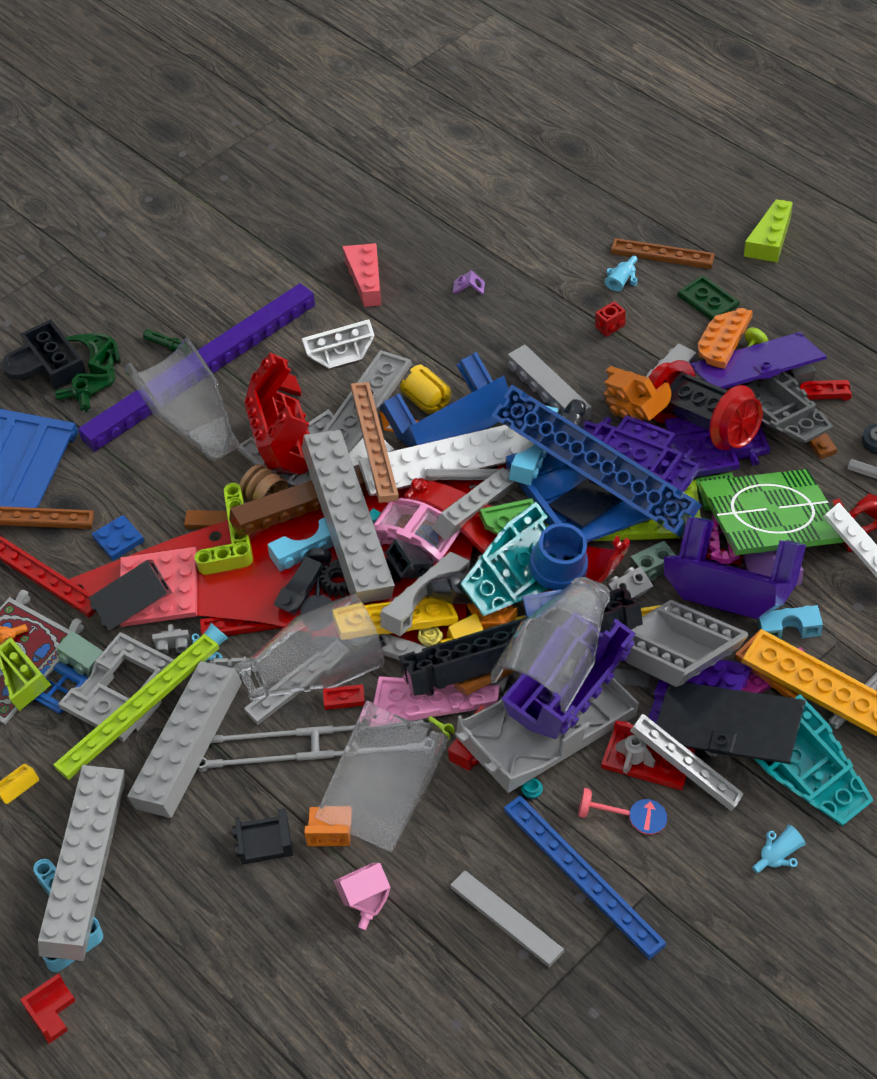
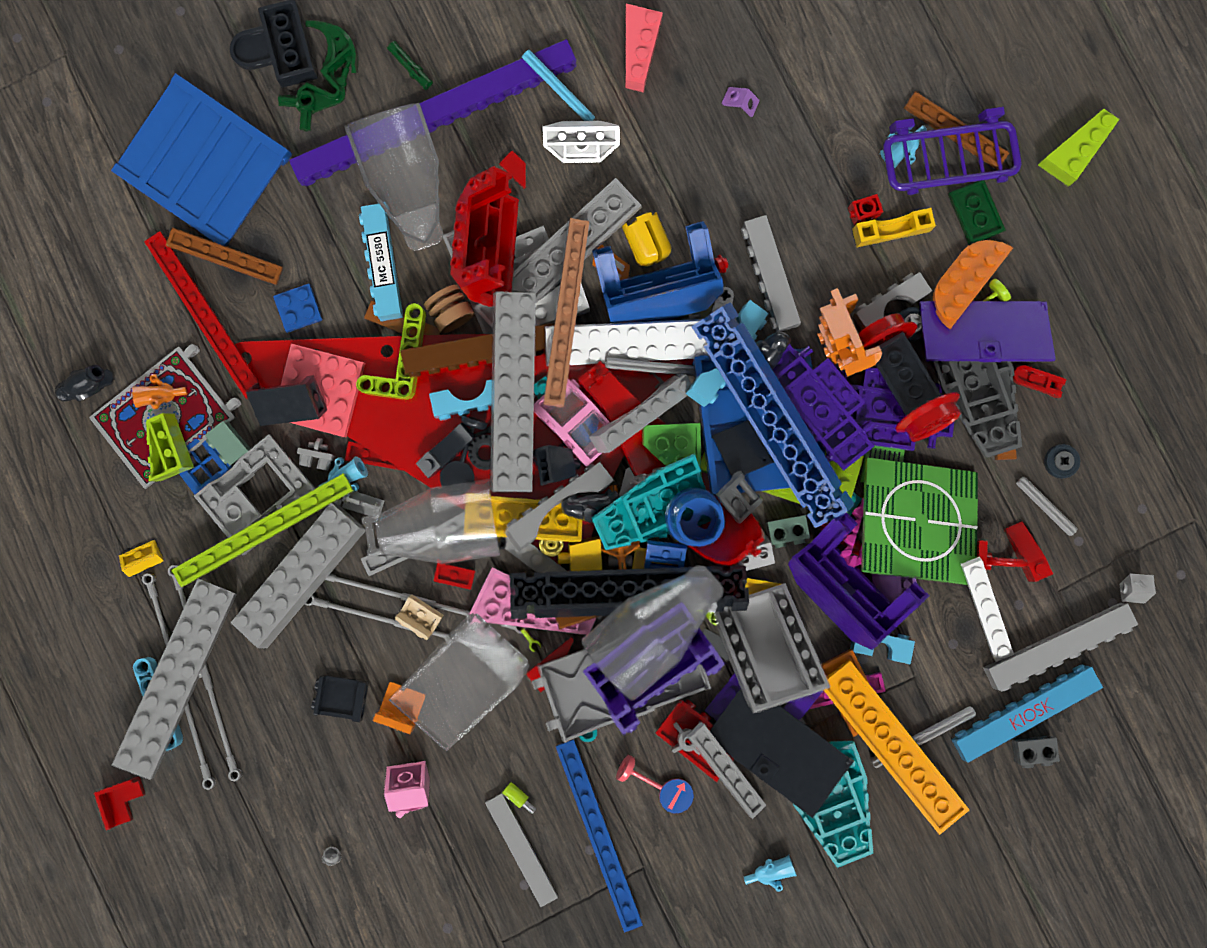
camera: 10 degrees right, 35 degrees up
(115, 870) = (207, 683): none -> light grey bar
(187, 478) = (381, 262): none -> medium azure brick
(300, 312) = (557, 86): none -> medium azure axle
(302, 988) = (331, 856): none -> light grey plate
(321, 734) = (419, 617): none -> tan bracket
(483, 868) = (518, 797): none -> lime piece
(597, 536) = (734, 501): none -> dark grey plate
(659, 315) = (881, 231): none -> yellow arch
(685, 235) = (990, 116): none -> dark purple bar

